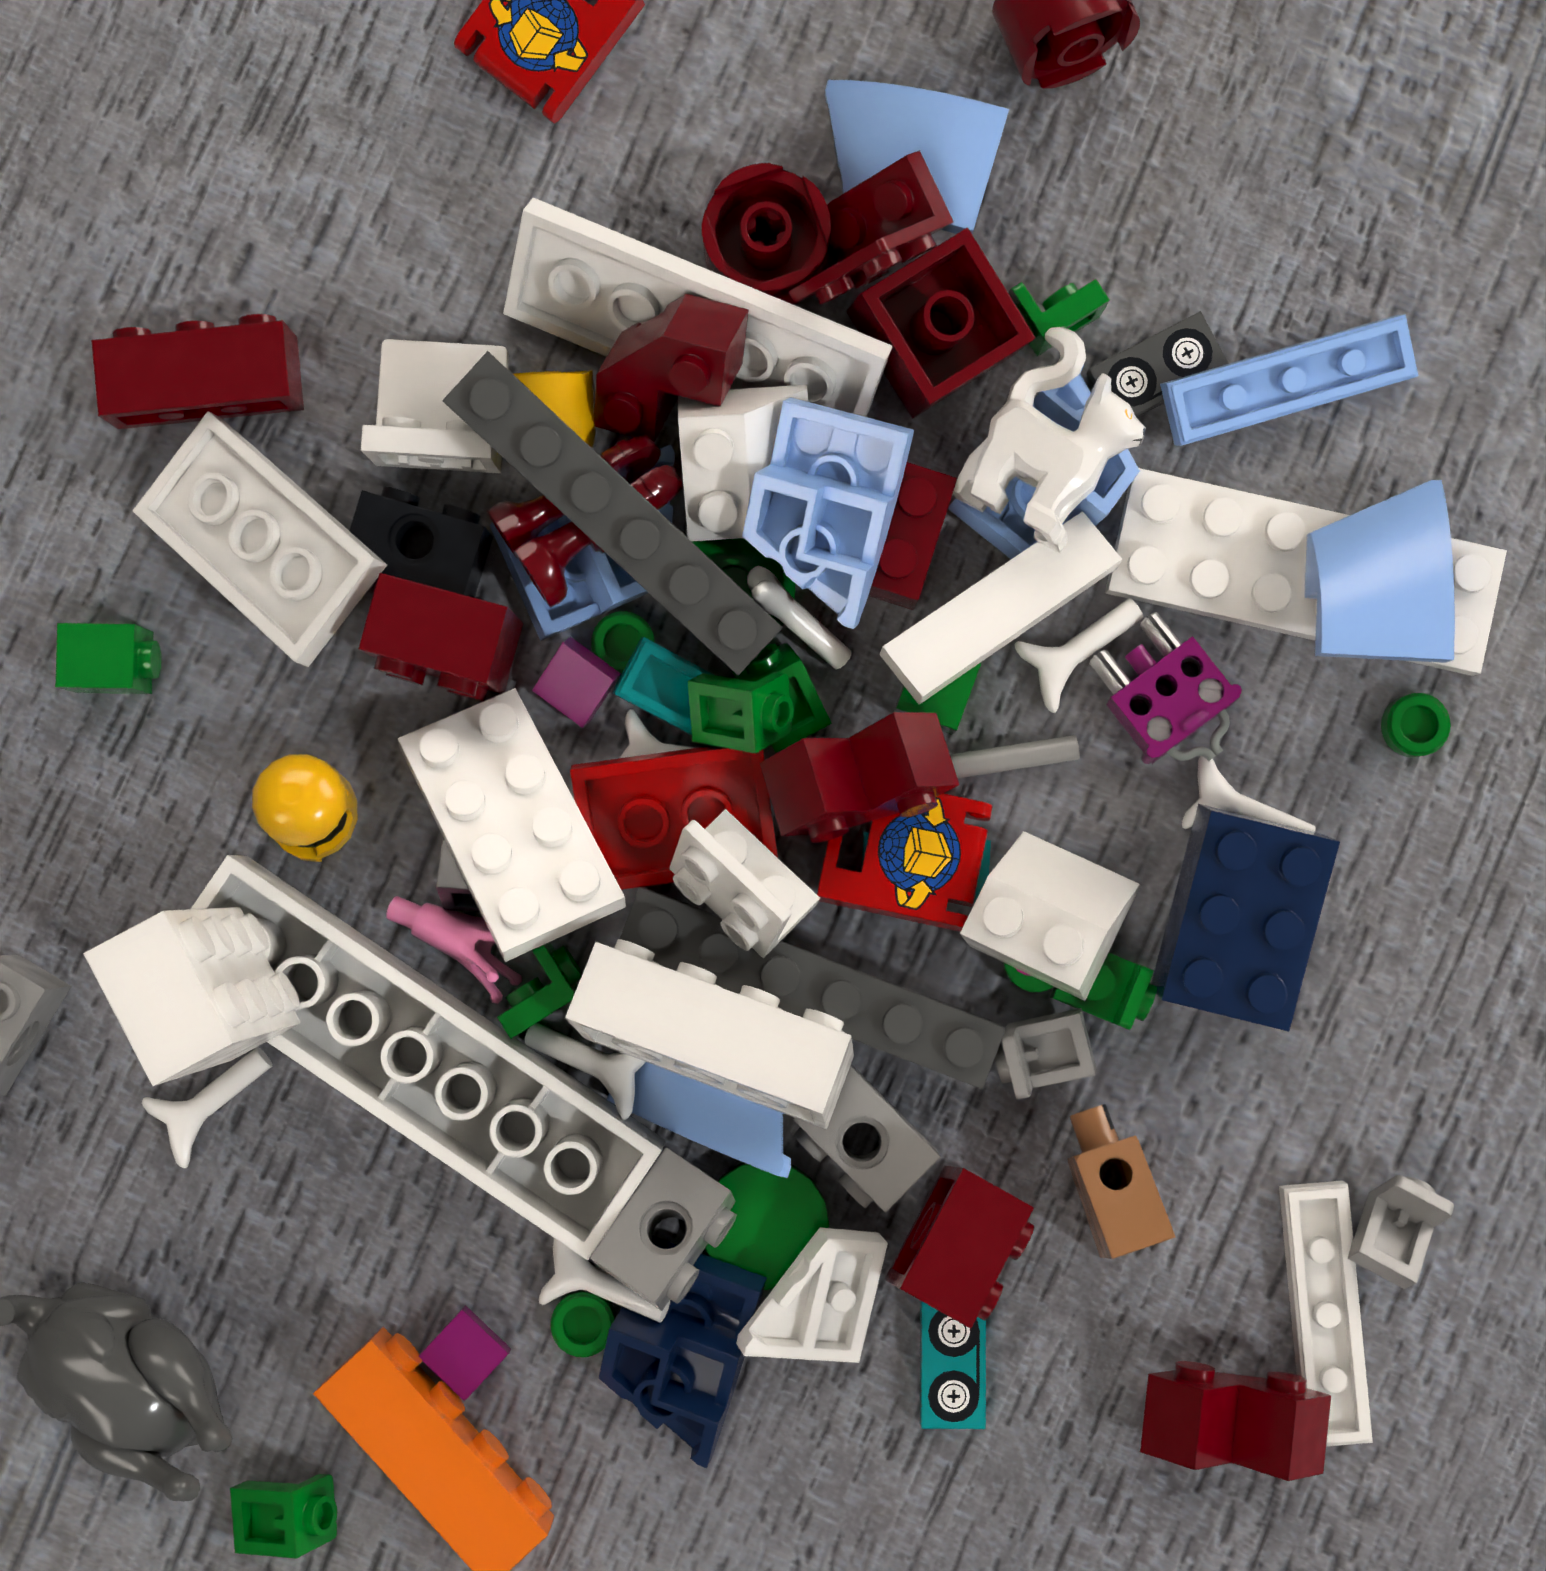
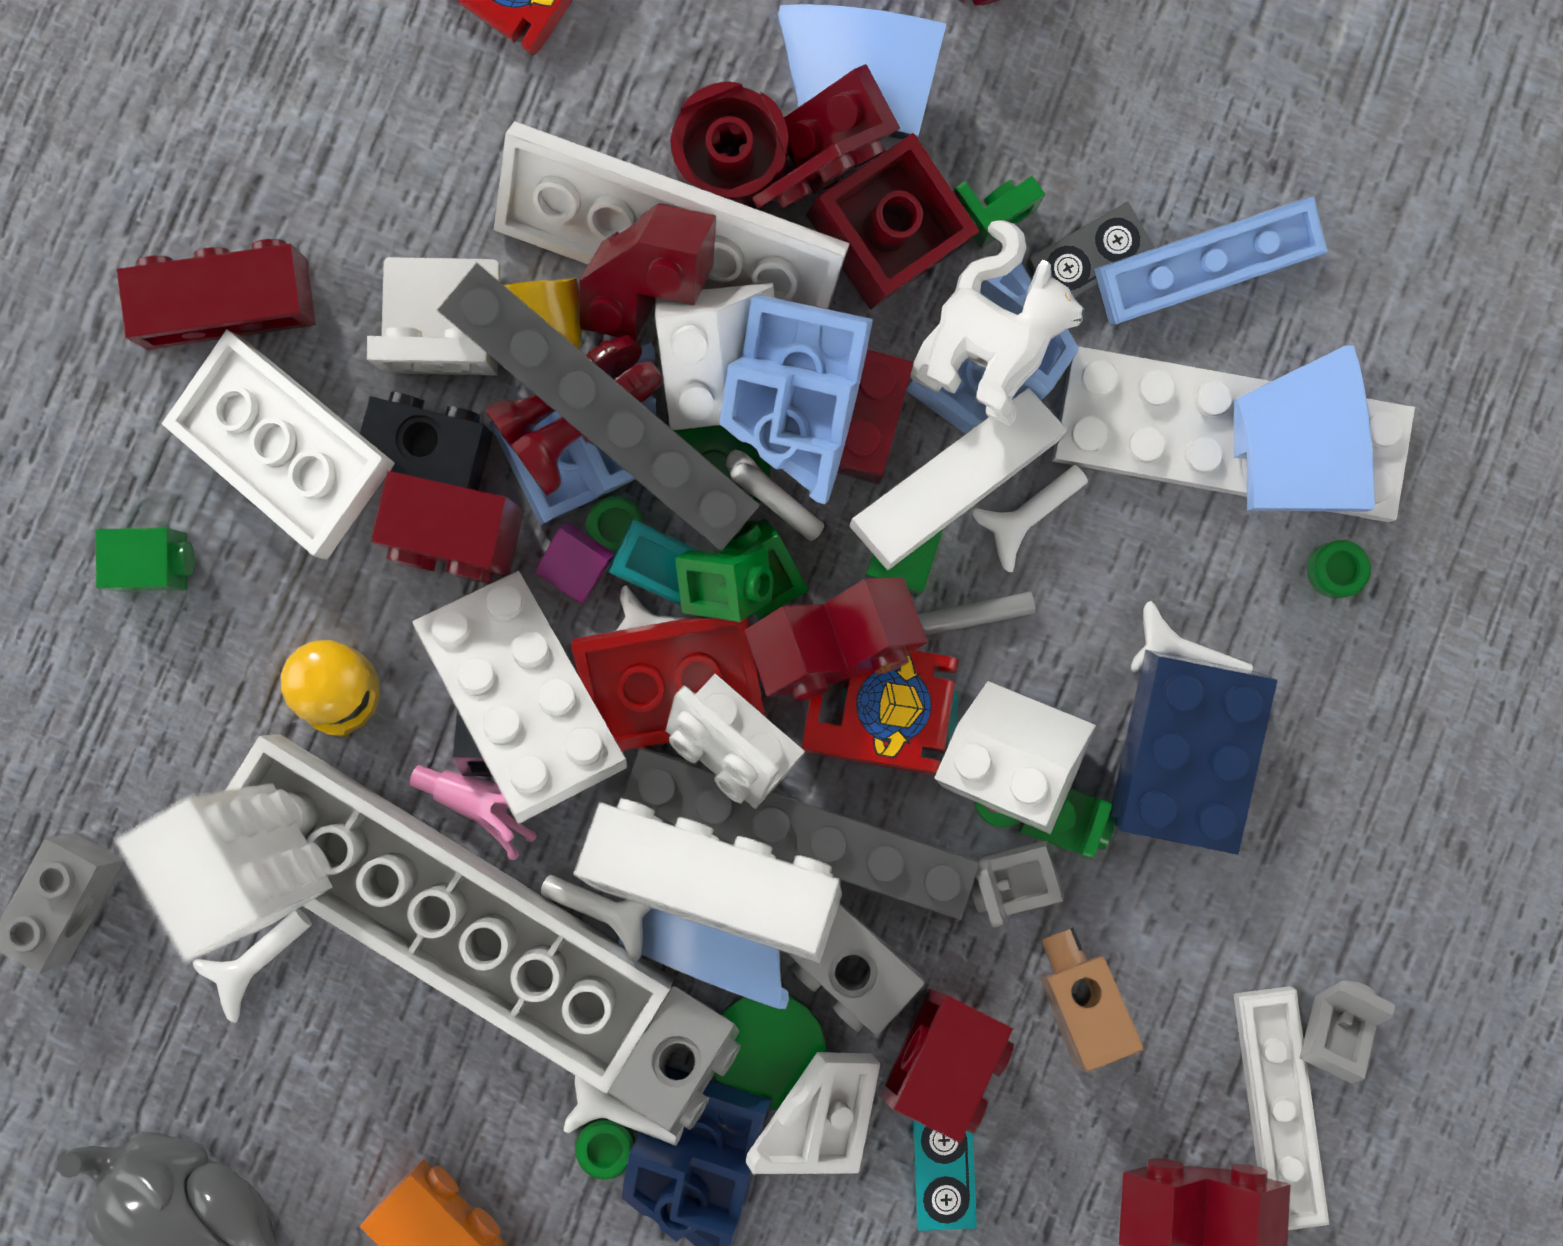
camera: 10 degrees left, 0 degrees up
(465, 1353) = (498, 1180): magenta tile -> none
(533, 1000) = (550, 856): green bracket -> none
(1173, 717) = (1116, 572): magenta piece -> none

